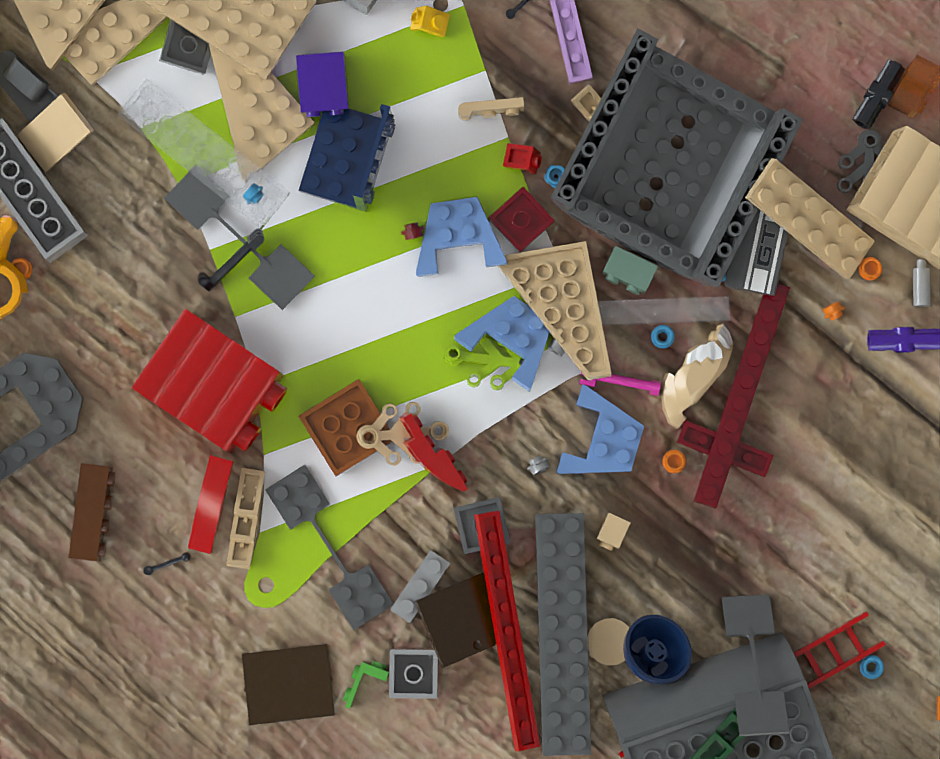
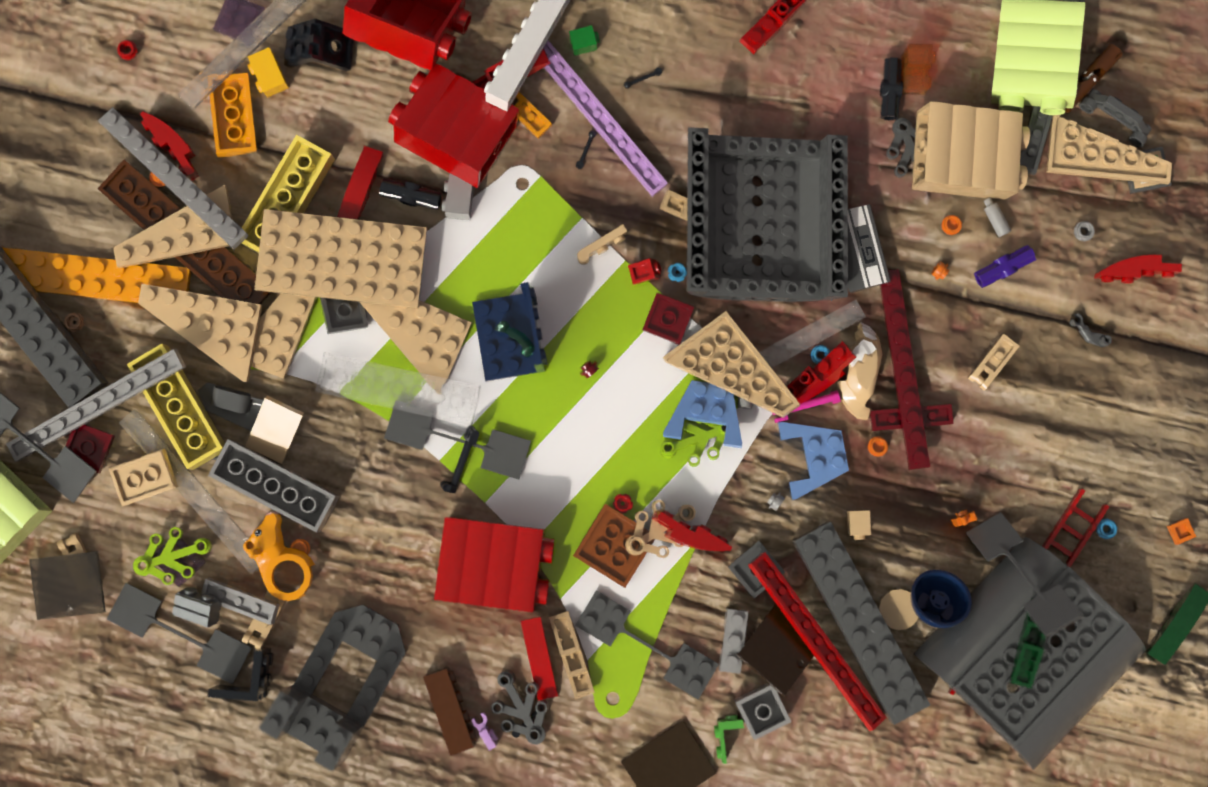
camera: 25 degrees left, 0 degrees up
(118, 559) = (488, 736): none -> lavender plate
(165, 549) = (522, 709): none -> dark grey plant
(253, 194) = (453, 401): dark azure plate -> none
(322, 83) = (463, 289): dark purple slope -> none
(356, 160) = (523, 340): none -> clear green arm
(373, 393) = (622, 508): none -> red plate
(429, 20) = (521, 200): yellow bracket -> none
(457, 225) = (620, 348): medium blue wing -> none
(629, 270) = (770, 317): sand green brick -> none
(651, 359) = (823, 375): none -> red slope
(726, 579) = (964, 517): none -> orange plate
(810, 218) = (889, 209): tan plate -> none
(842, 433) = (994, 361): none -> tan plate

